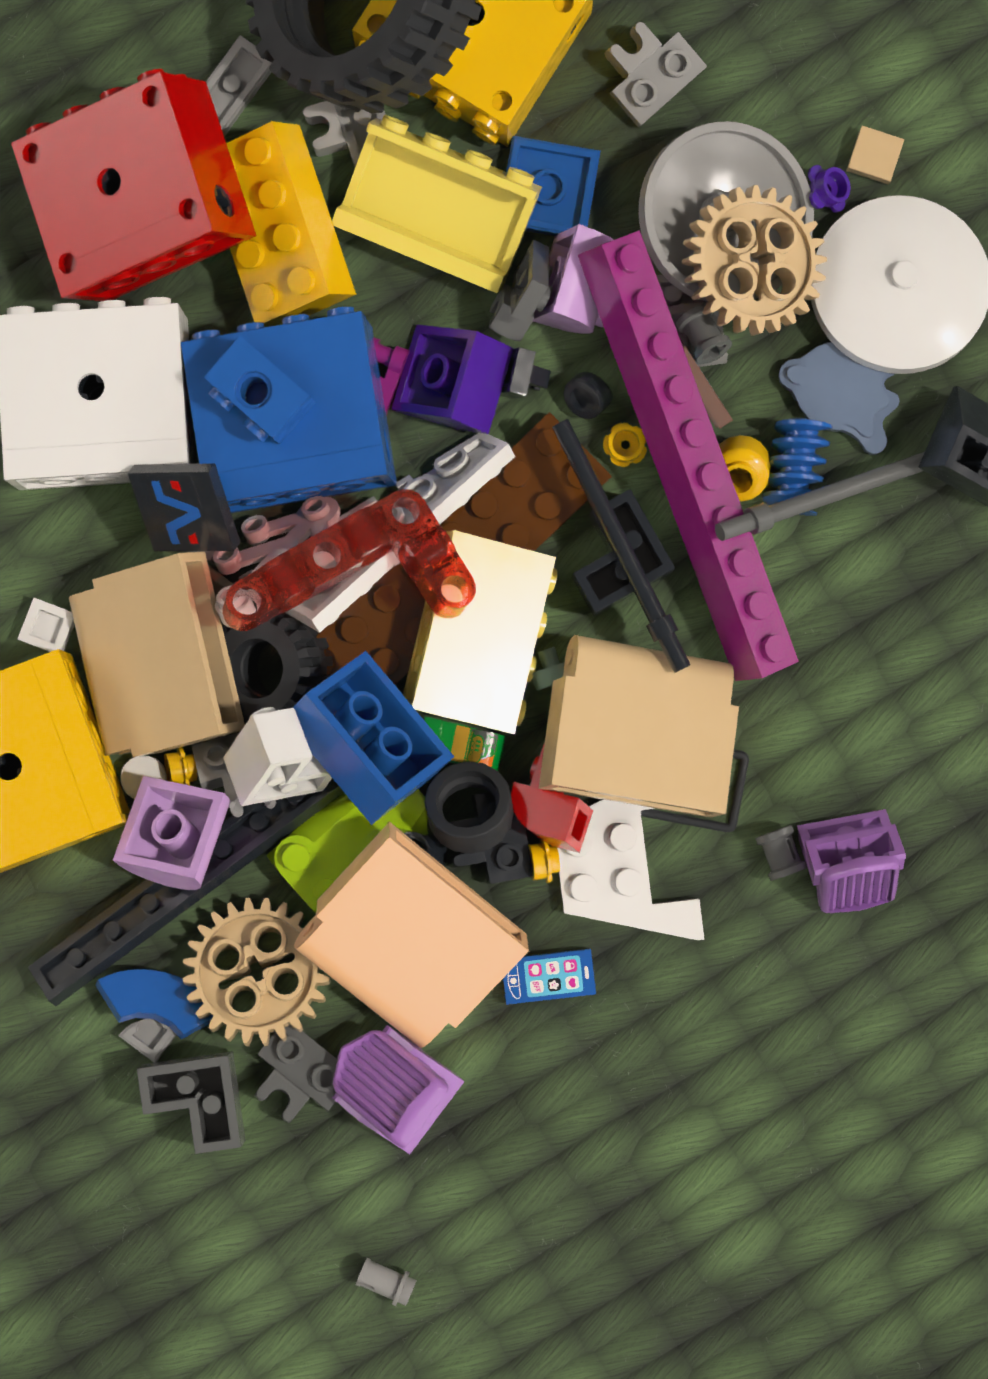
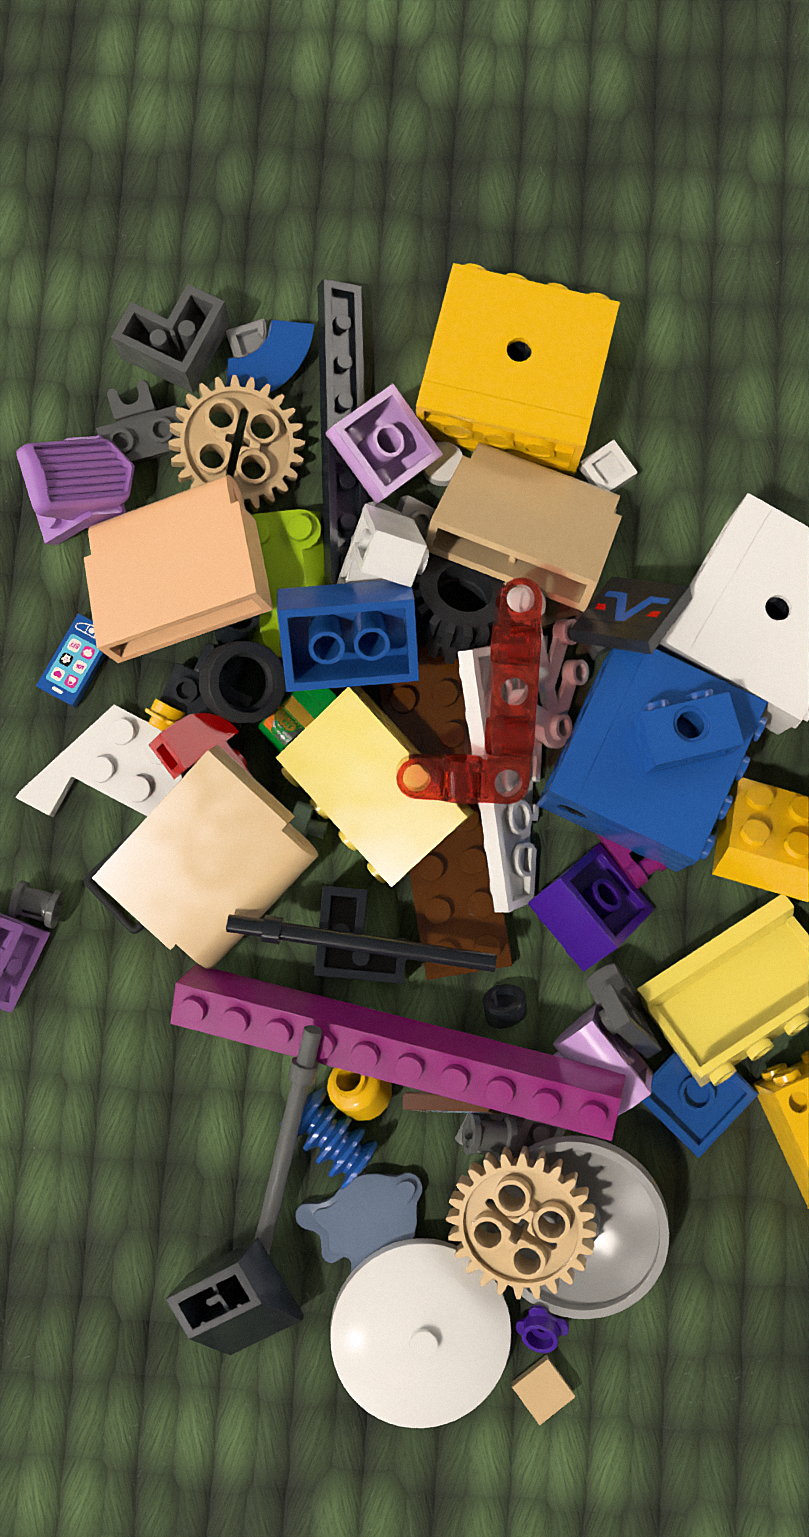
camera: 125 degrees right, 5 degrees down
(180, 767) = (428, 491): yellow plate -> none
(523, 375) = (556, 964): black tile -> none
(620, 433) = (448, 997): yellow plate -> none
(652, 72) = (736, 1248): light grey plate -> none

